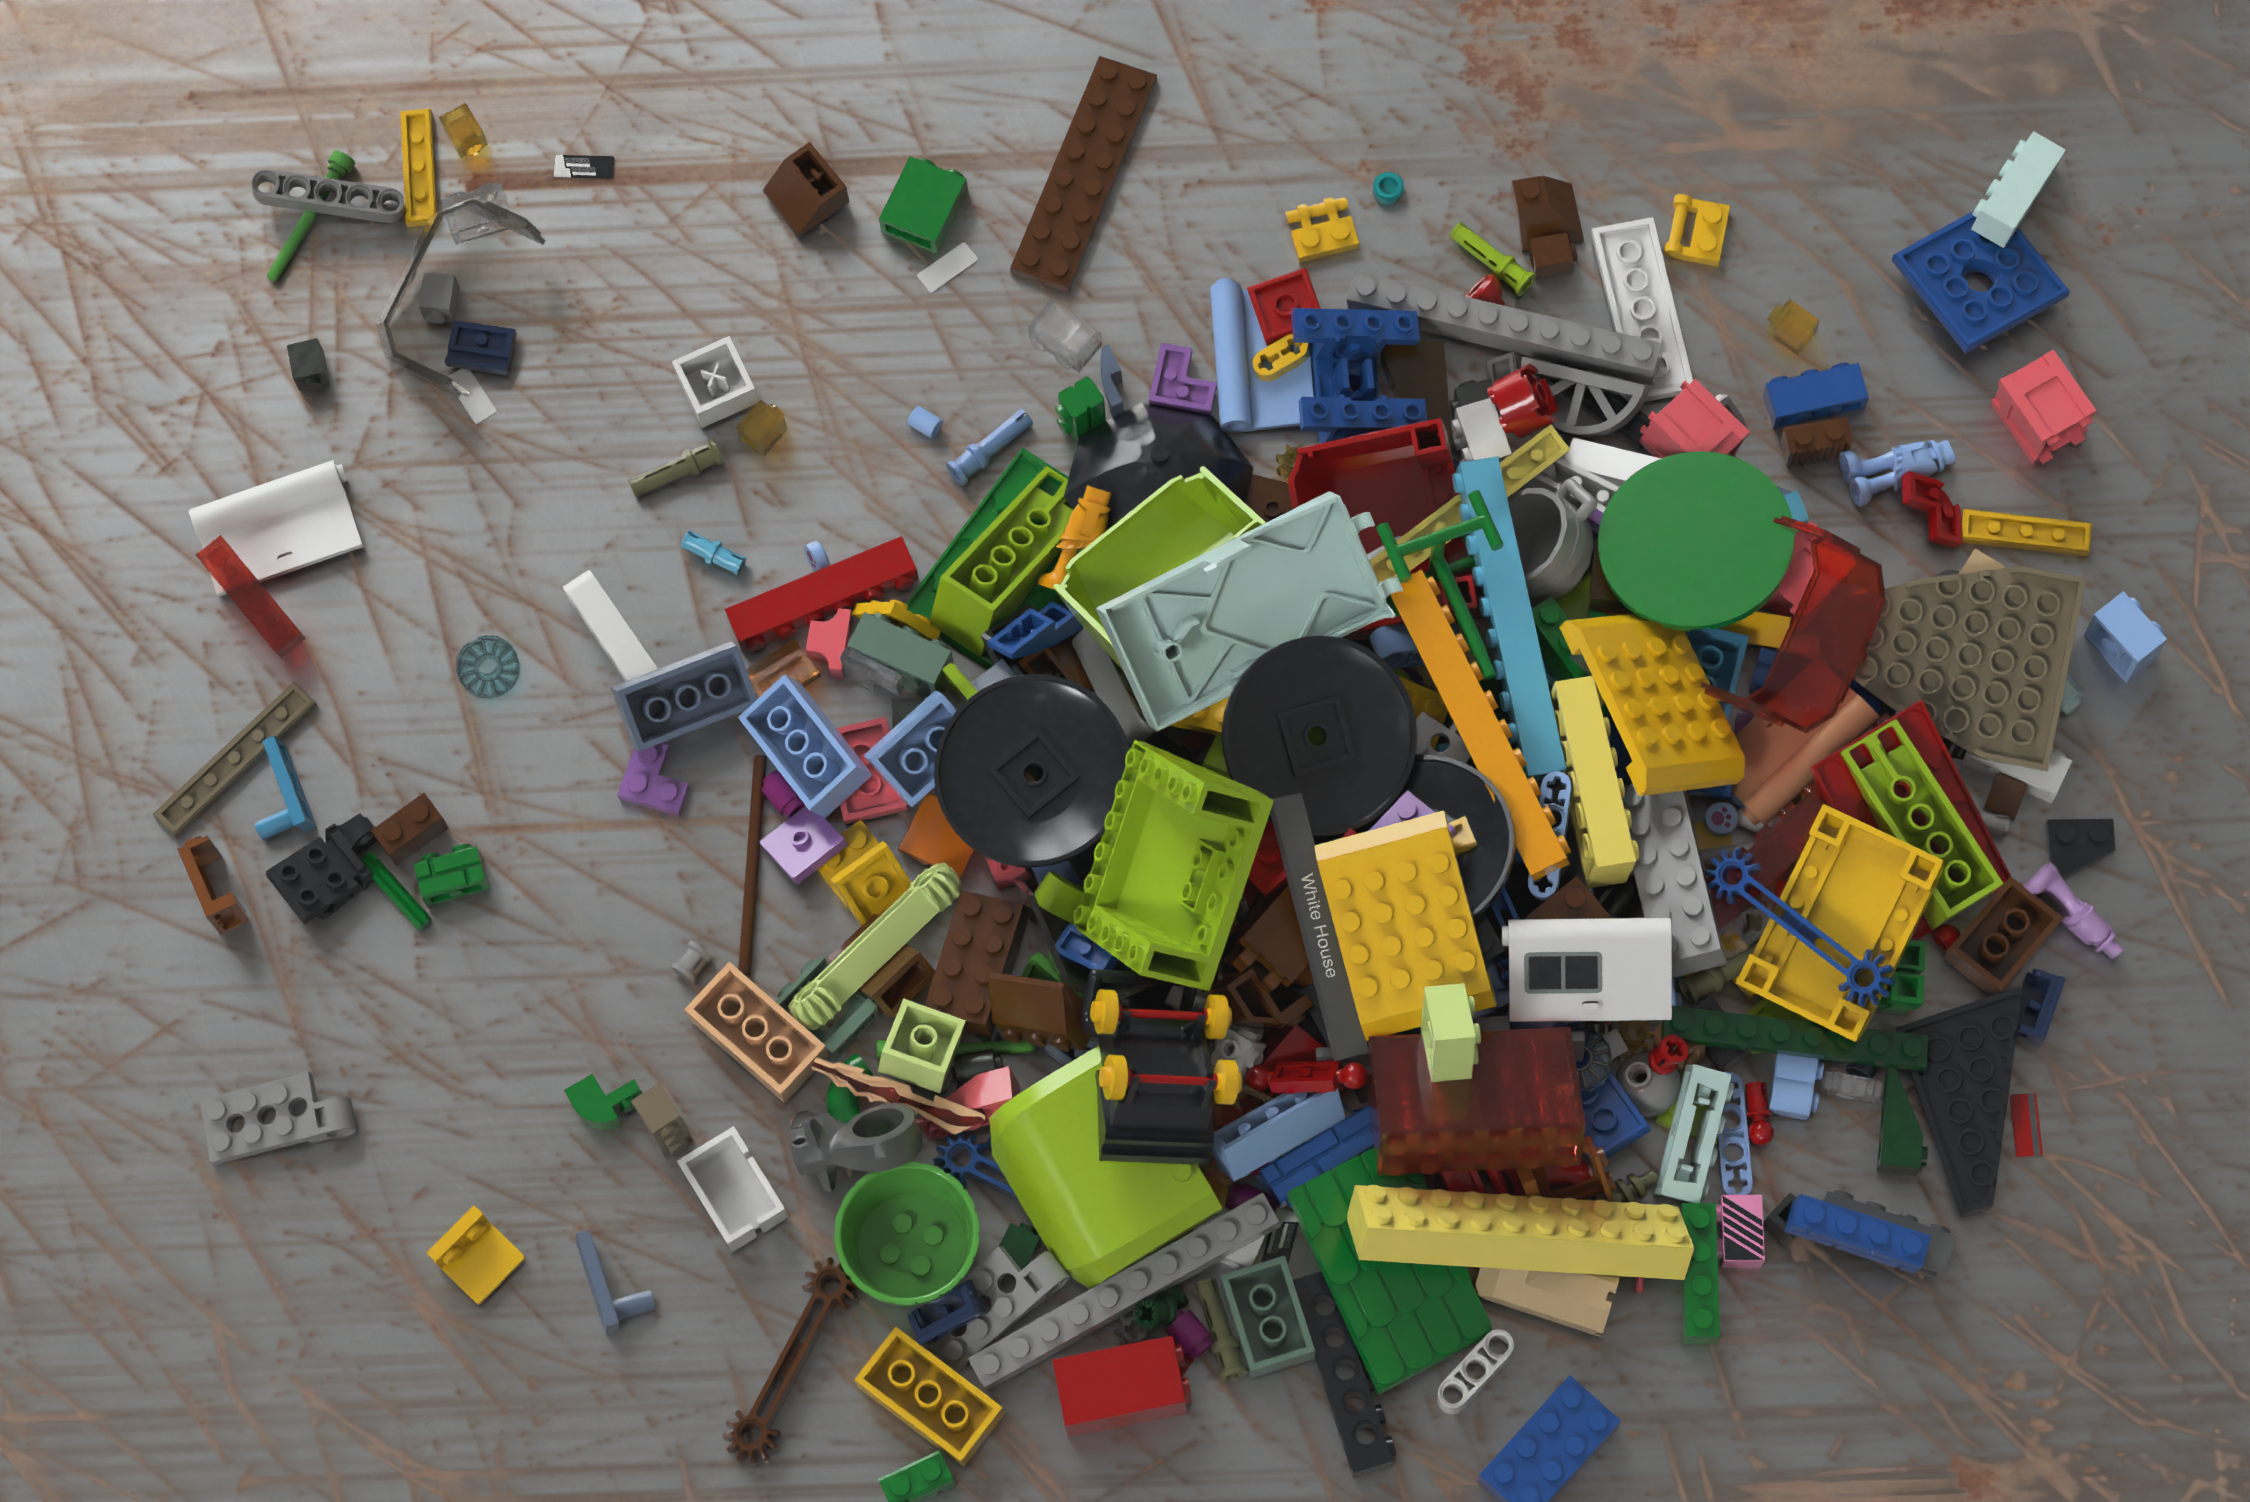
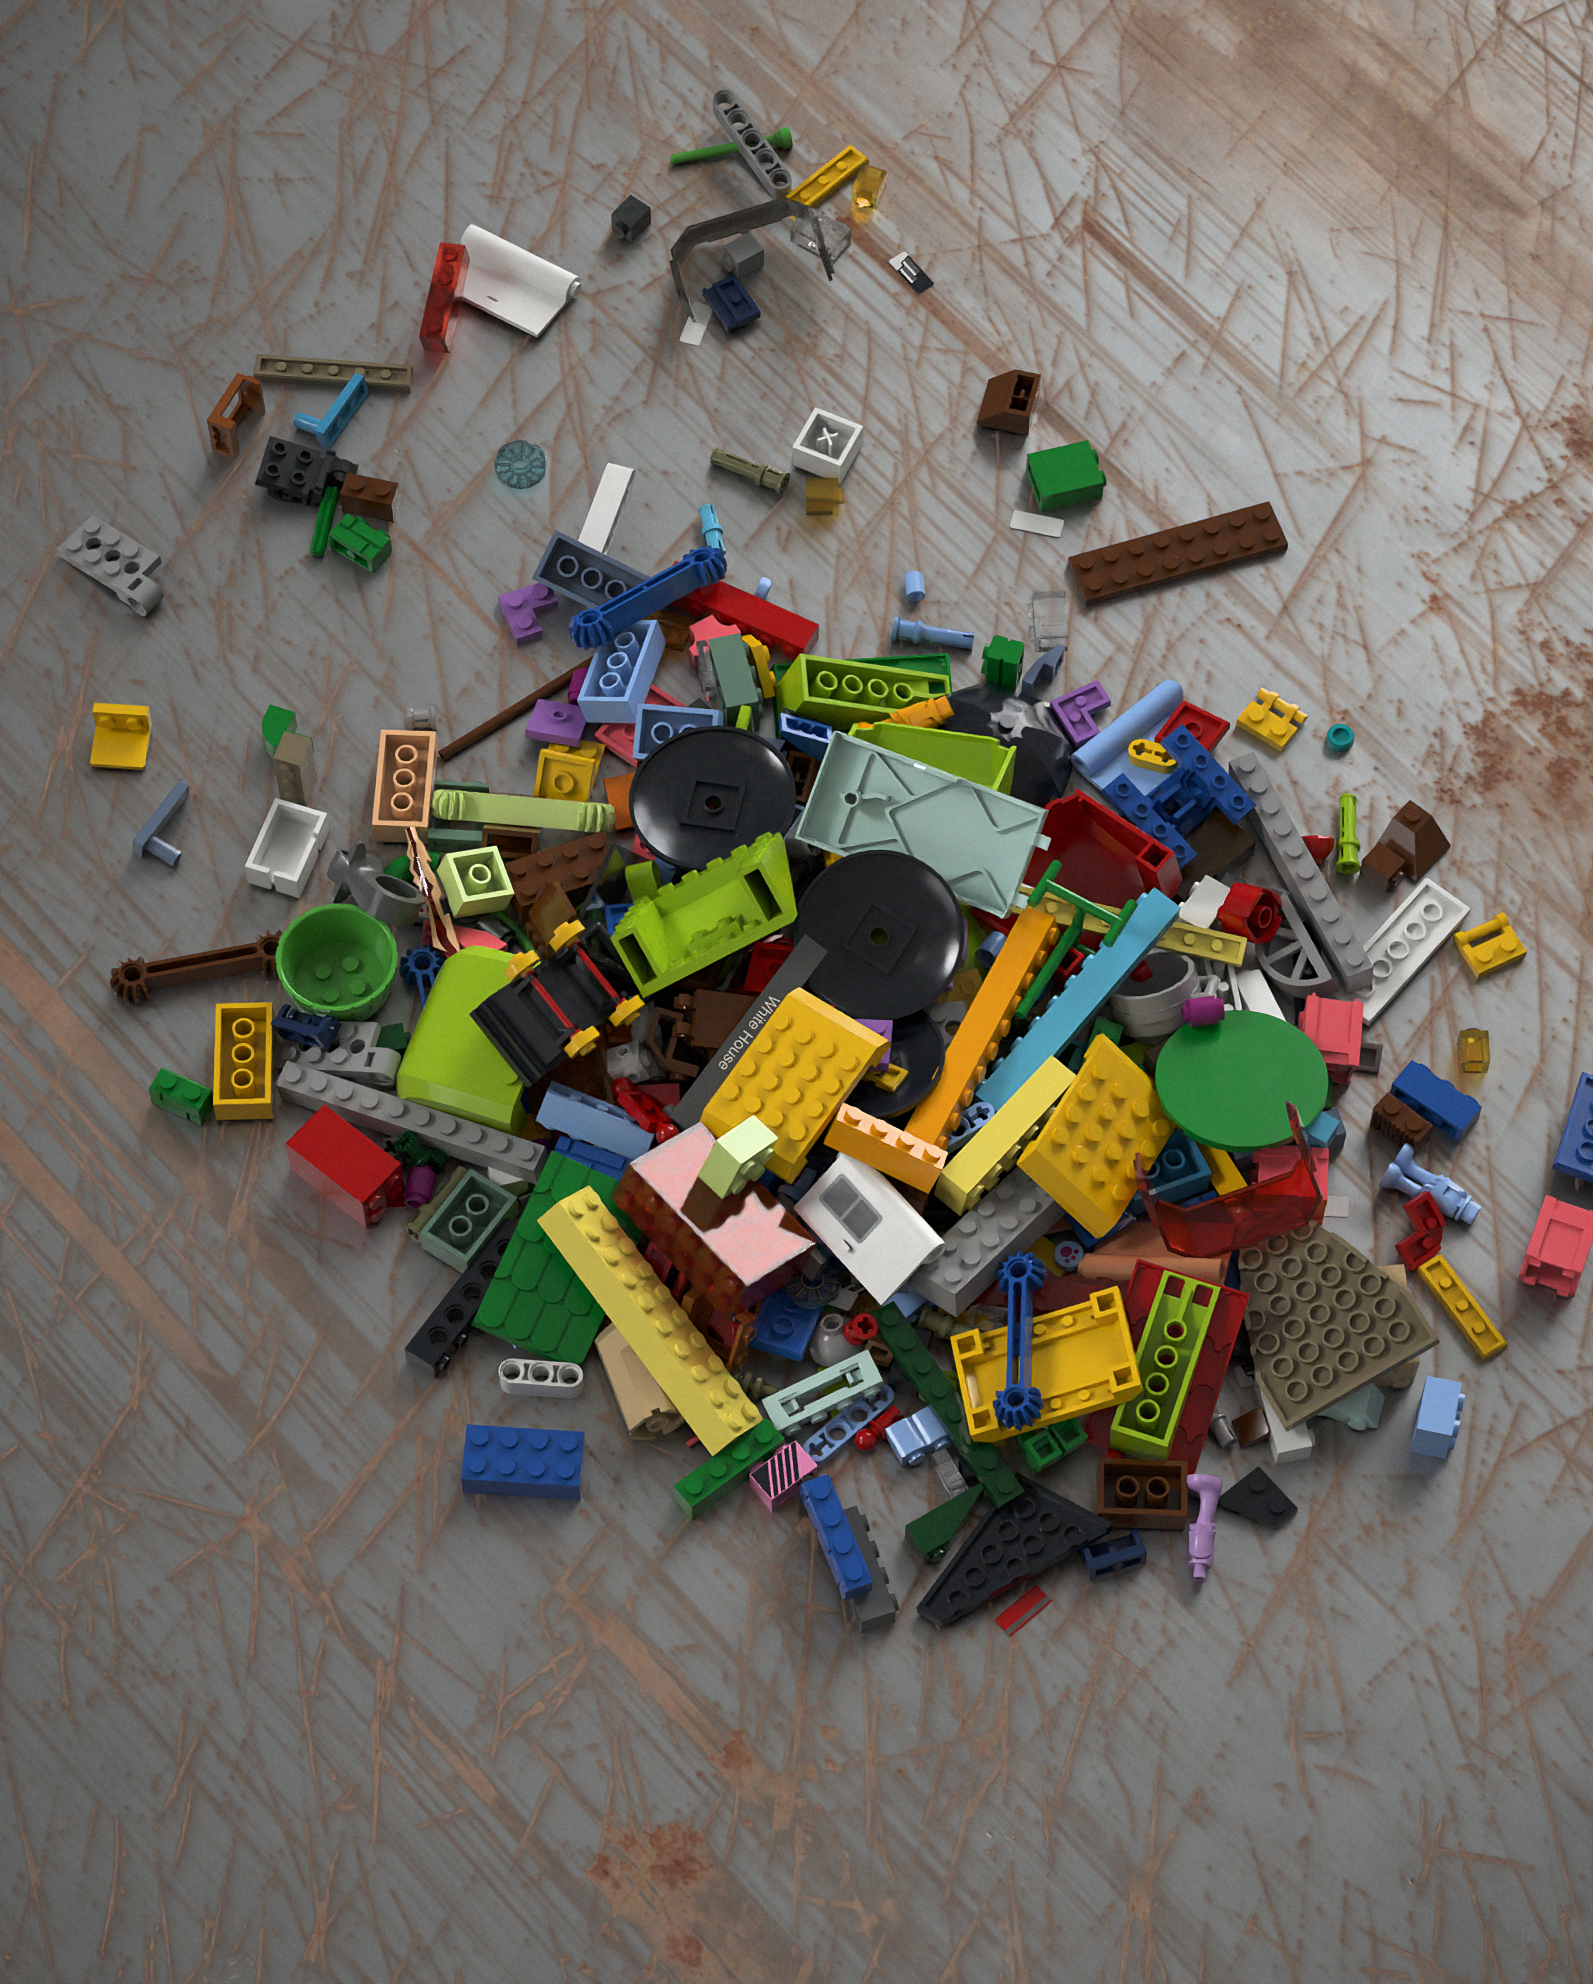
camera: 45 degrees right, 10 degrees down
(749, 732) = (599, 625): none -> blue arm
(1537, 896) = (885, 1148): none -> light orange brick
(1604, 518) = (1203, 1011): none -> magenta brick

